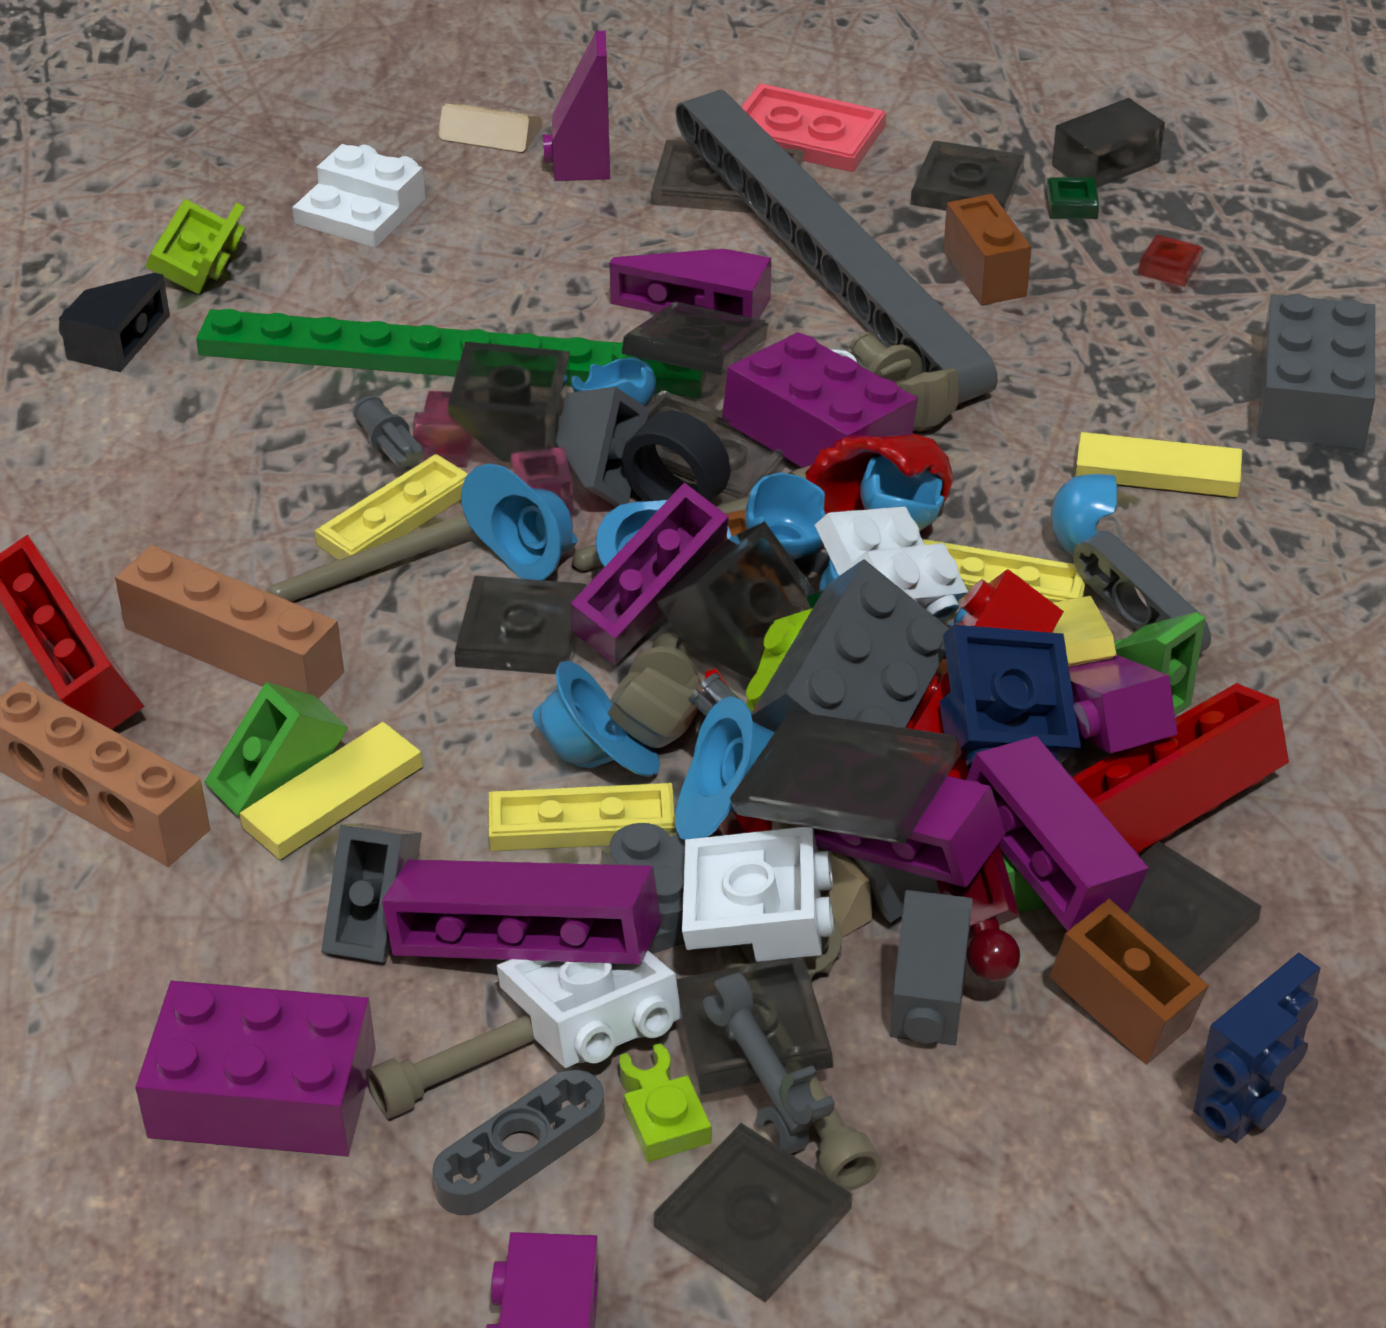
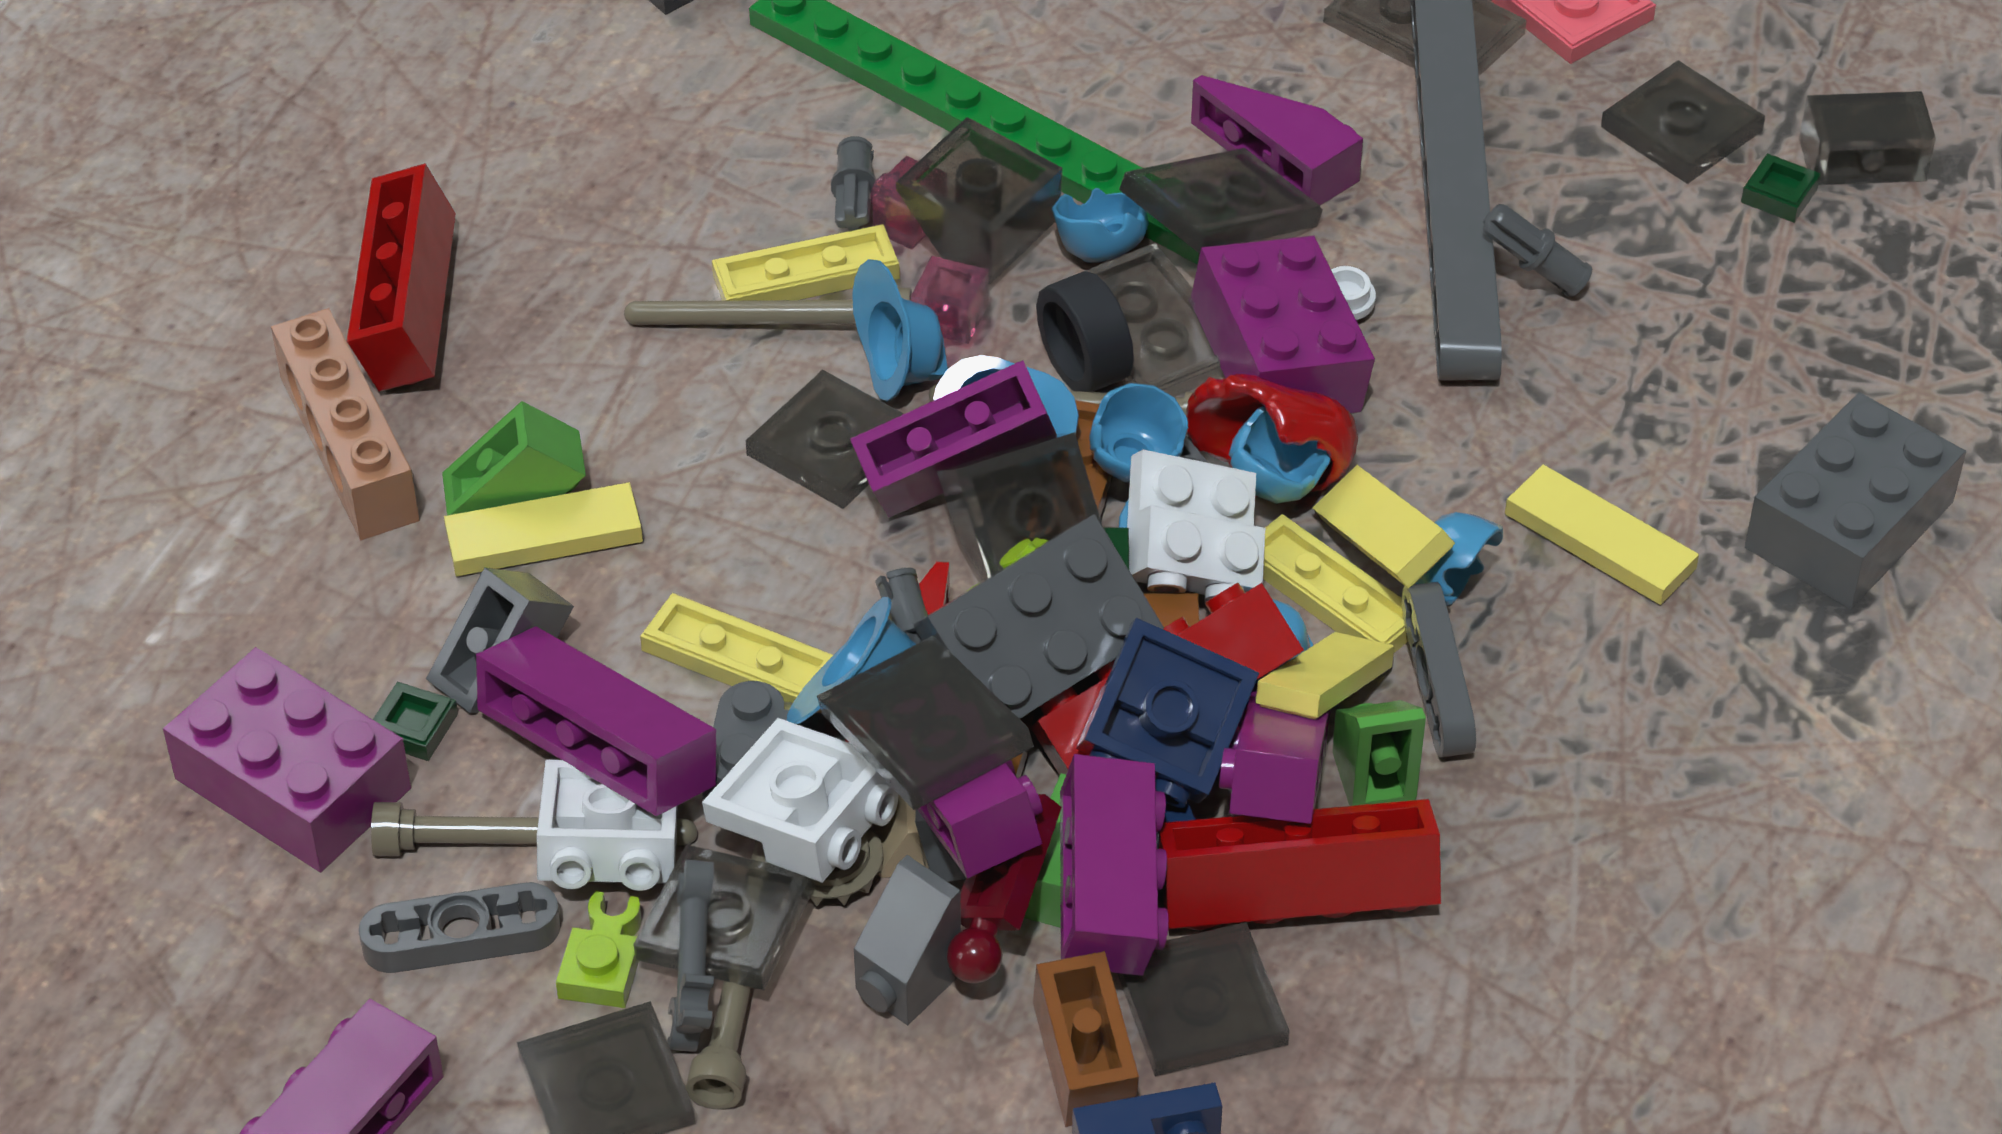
camera: 30 degrees right, 5 degrees up
(229, 623) = (561, 328): nougat brick -> none
(339, 977) = (418, 718): none -> dark green tile
(582, 731) = (805, 569): dark azure piece -> none
(594, 435) = (1026, 263): dark grey slope -> none
(656, 692) = (894, 544): dark tan piece -> none
(901, 364) = (1396, 331): dark tan piece -> none
(958, 289) = (1537, 250): none -> dark grey axle
(987, 249) = (1616, 213): dark orange brick -> none
(1022, 510) = (1383, 526): none -> light yellow tile
(1170, 260) = (1825, 305): clear red tile -> none

